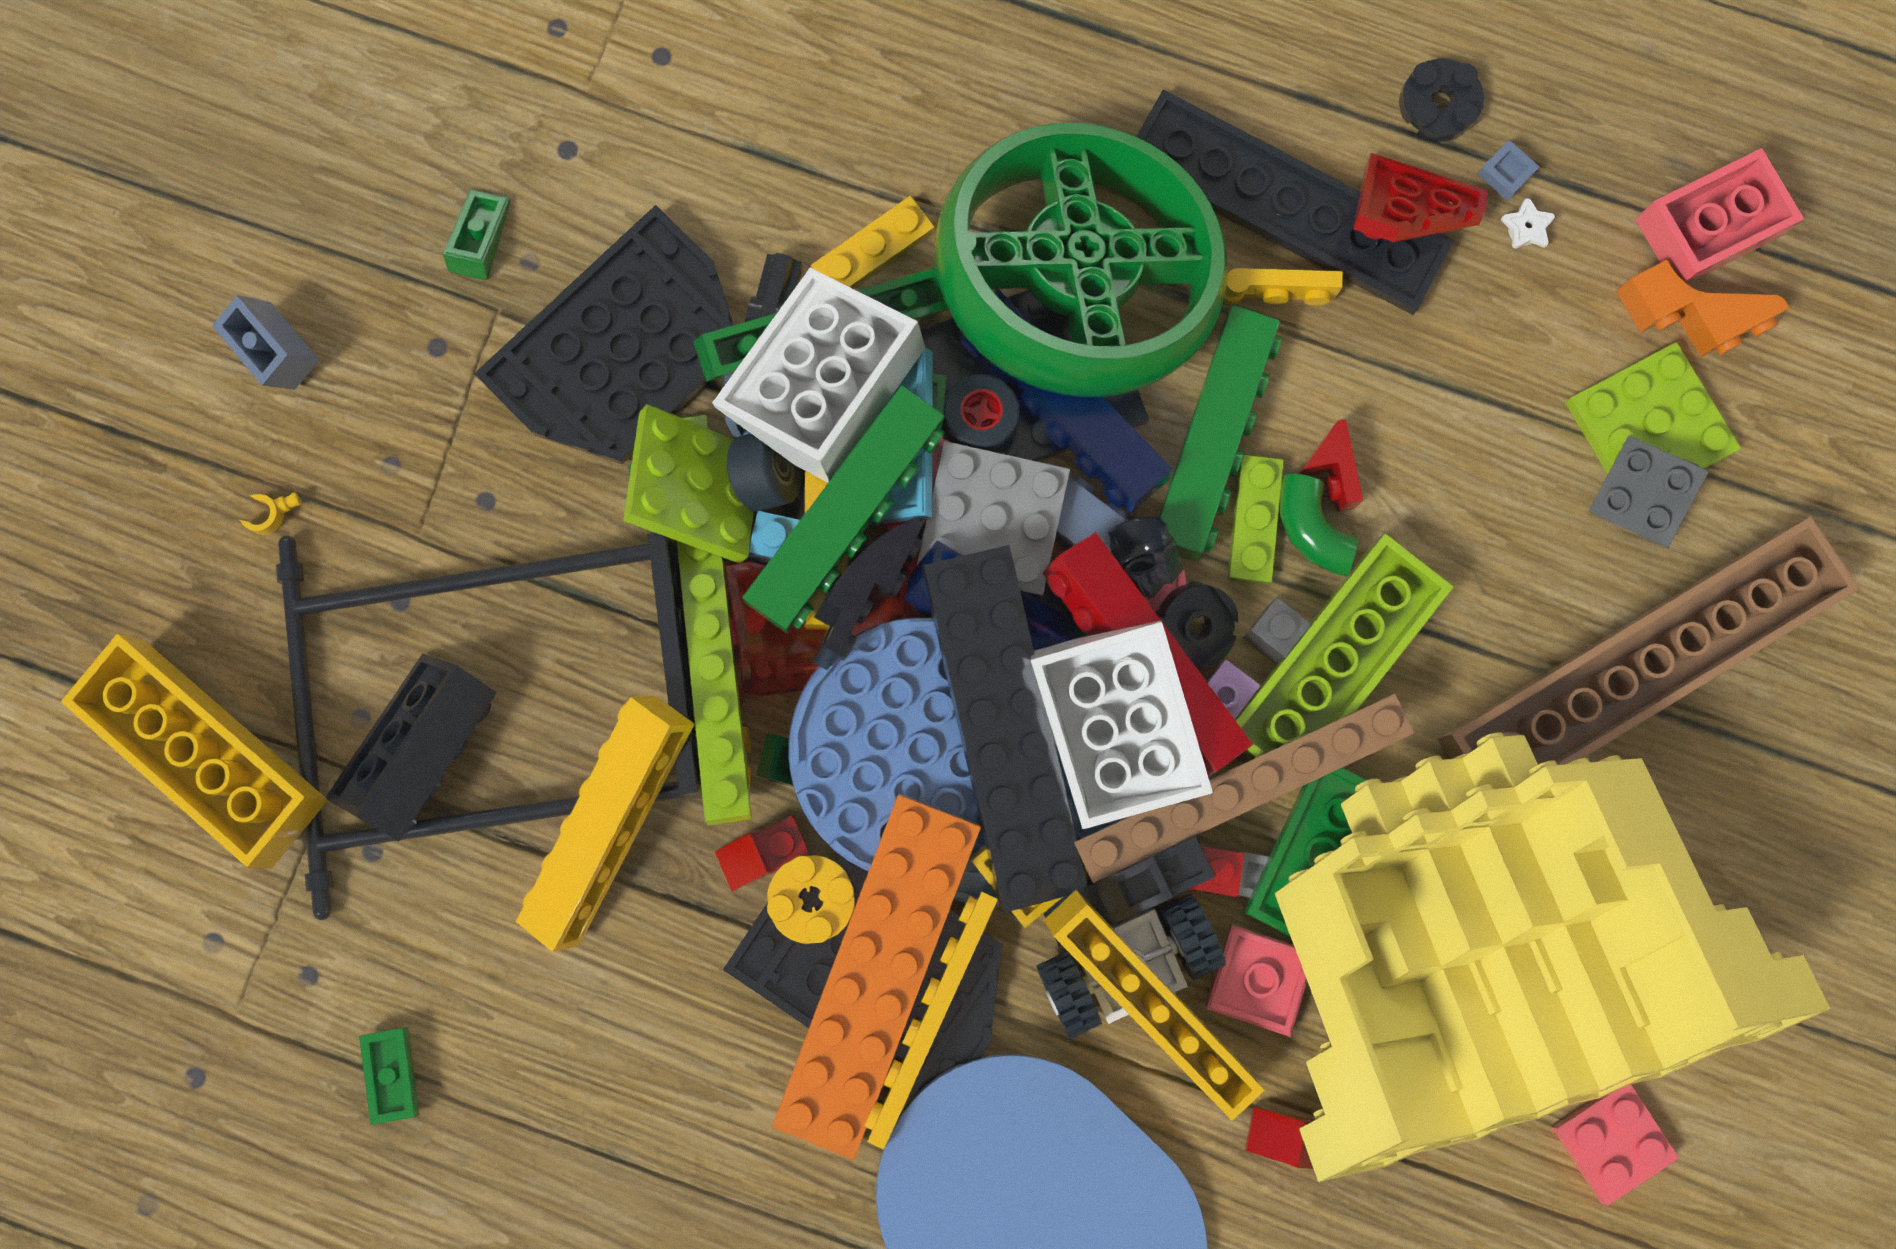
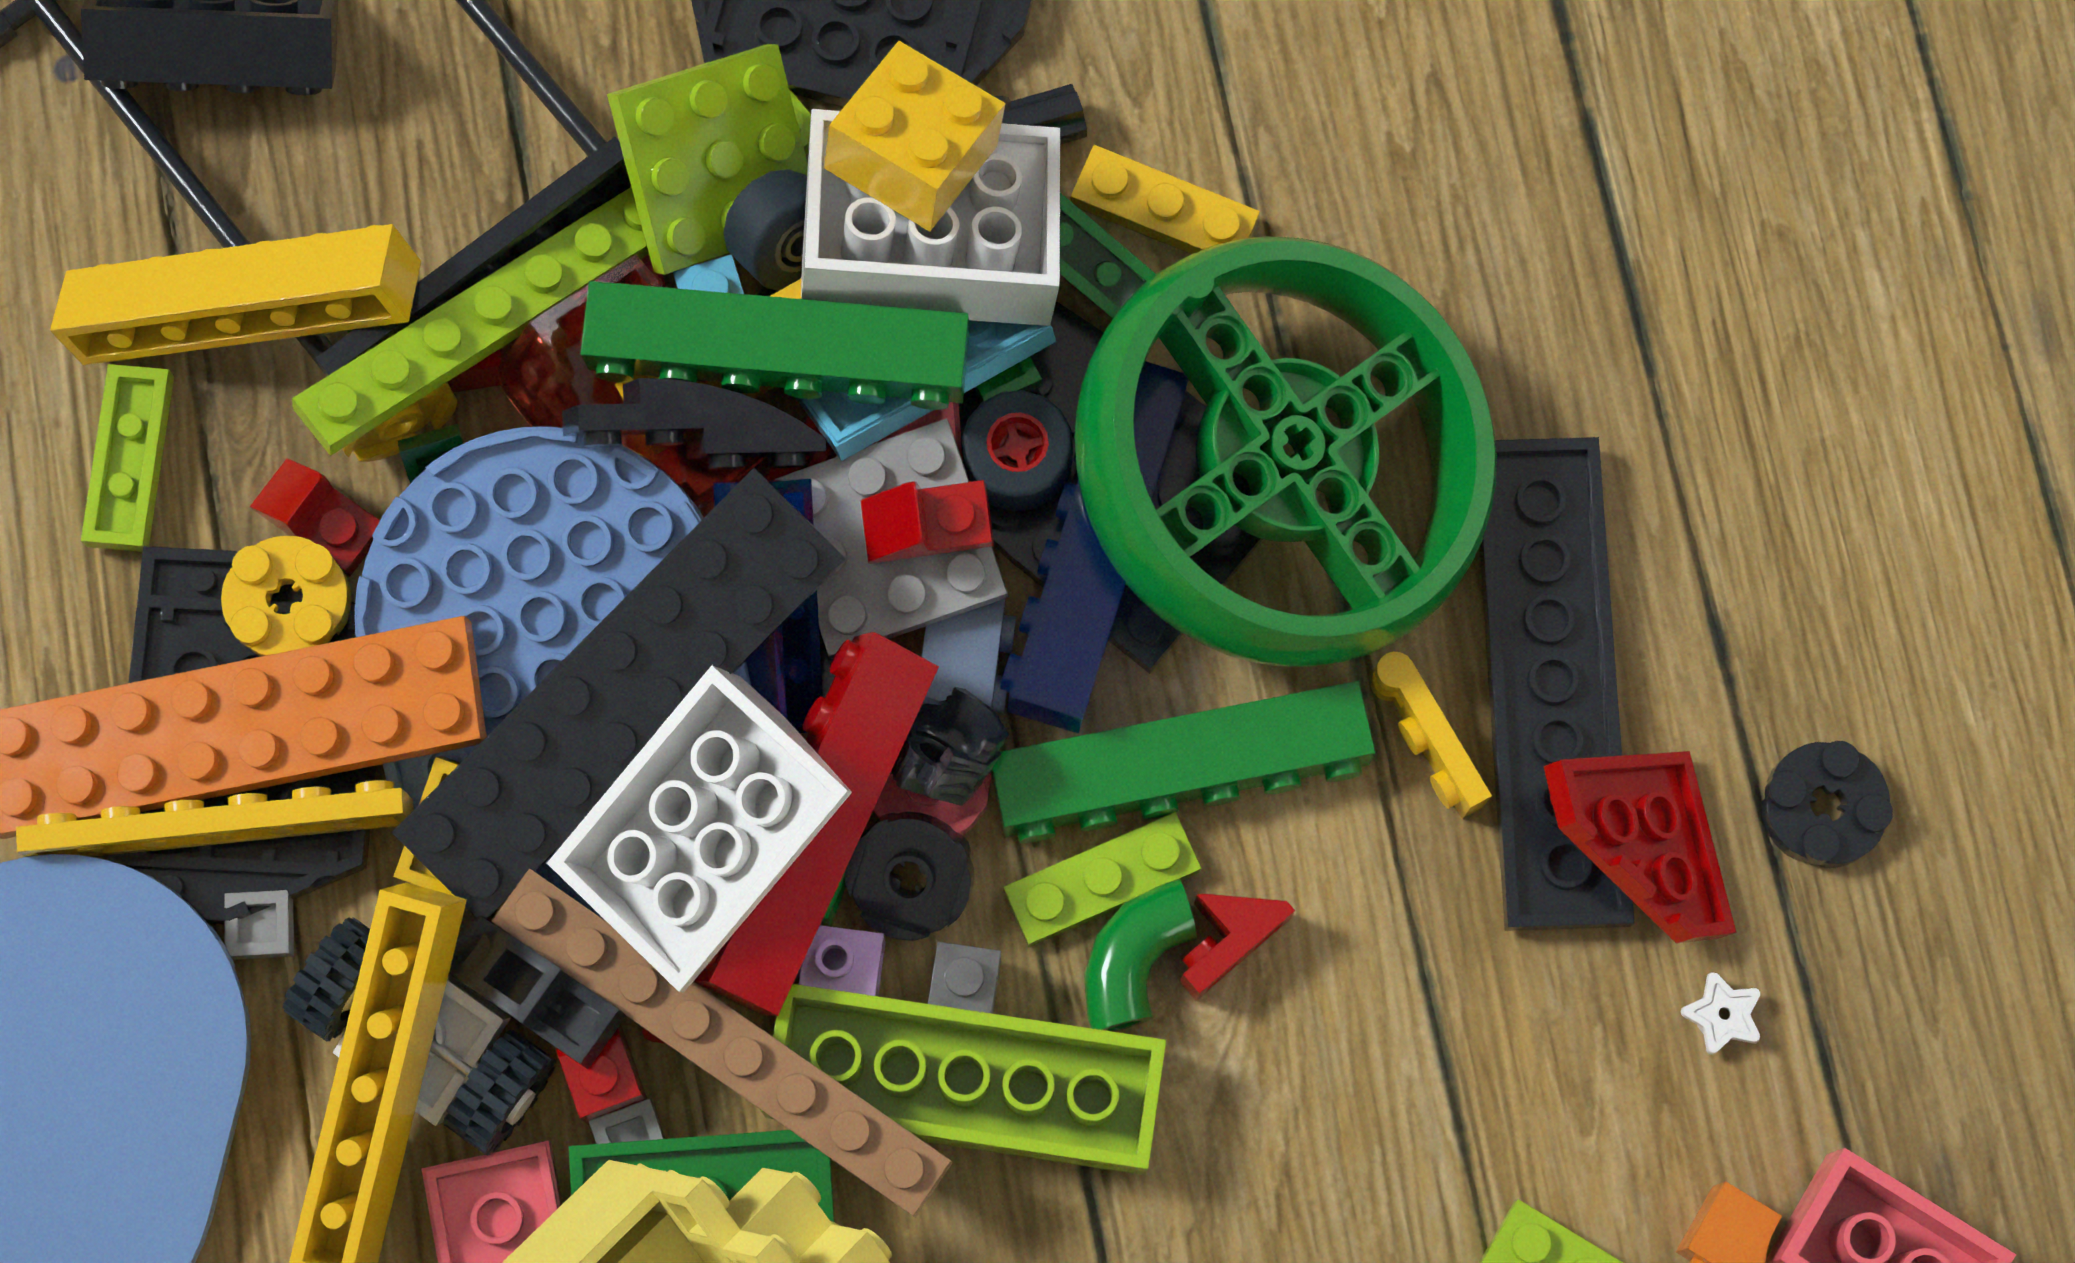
camera: 60 degrees right, 5 degrees down
(657, 949) = (127, 458): none -> lime plate
(774, 348) = (913, 135): none -> yellow brick
(1004, 488) = (926, 521): none -> red slope
(1006, 1028) = (264, 932): none -> light grey plate
(1508, 170) = (1781, 943): sand blue plate -> none

